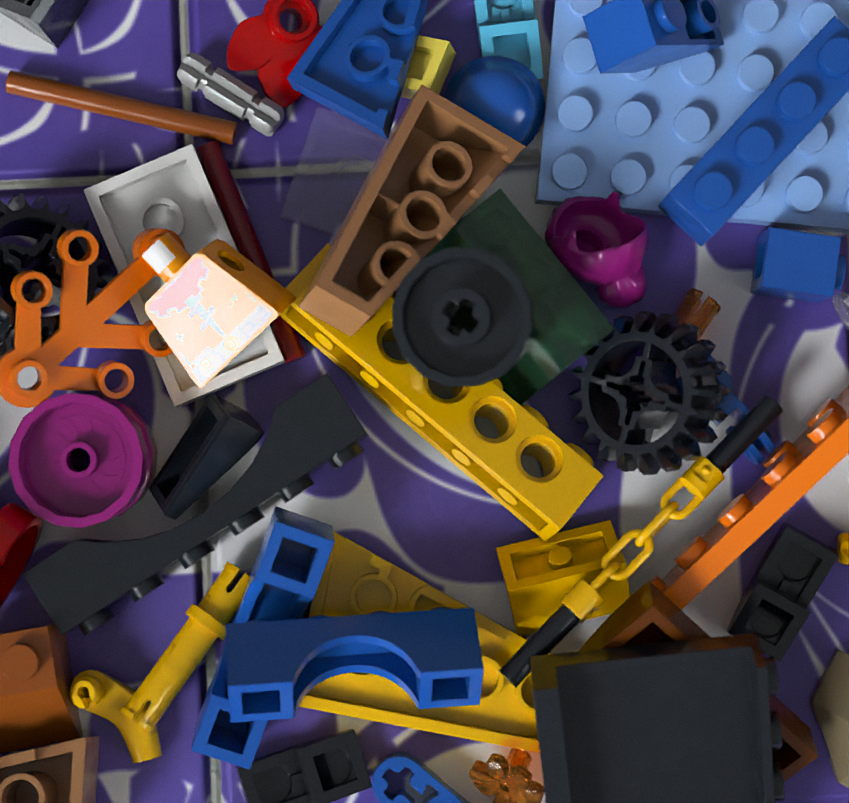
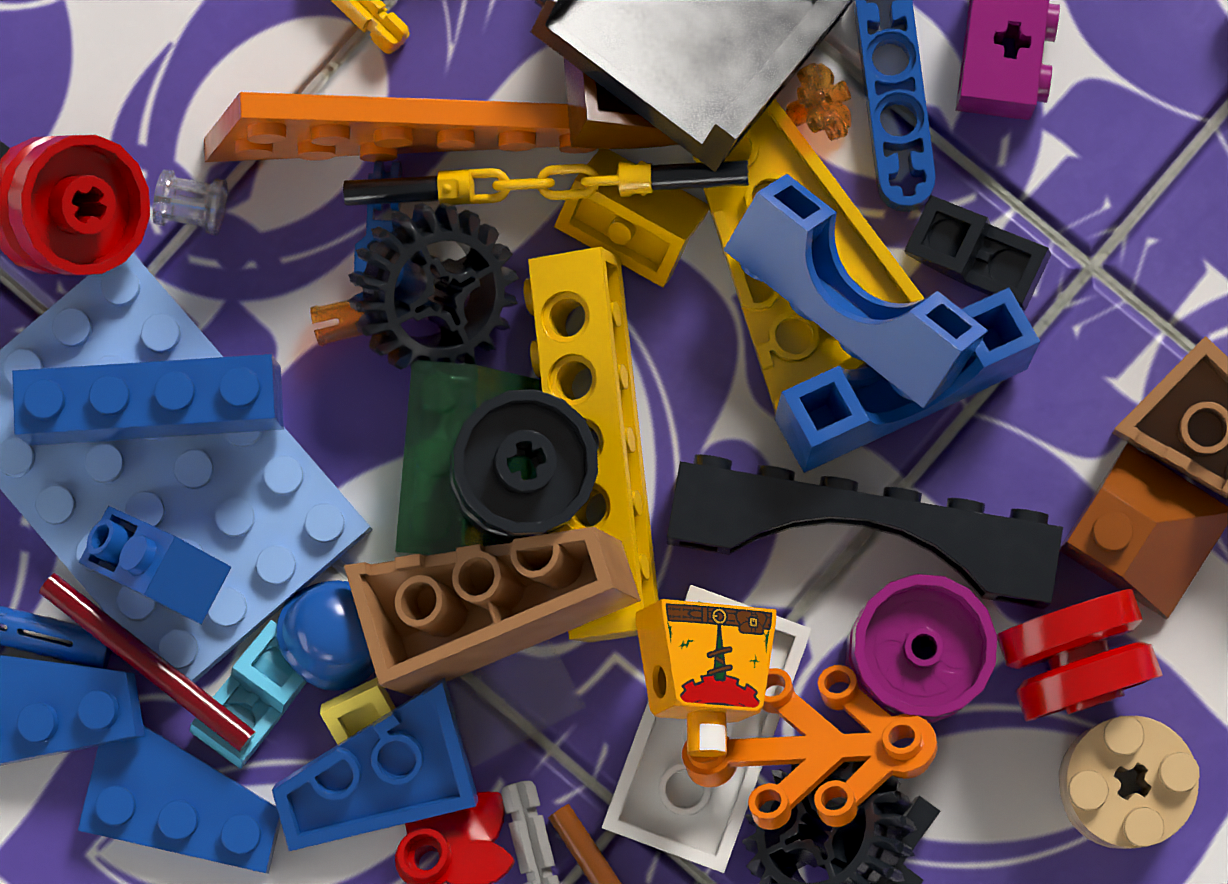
camera: 130 degrees left, 5 degrees down
(105, 697) = (1070, 434): yellow arm -> none
(187, 648) = (973, 430): yellow pin -> none
(205, 452) = (805, 570): black slope -> none
(245, 236) = (623, 731): dark red bar -> none
(601, 246) = (346, 439): magenta piece -> none
(782, 589) = (475, 52): black slope -> none
(797, 265) = (221, 282): blue brick -> none

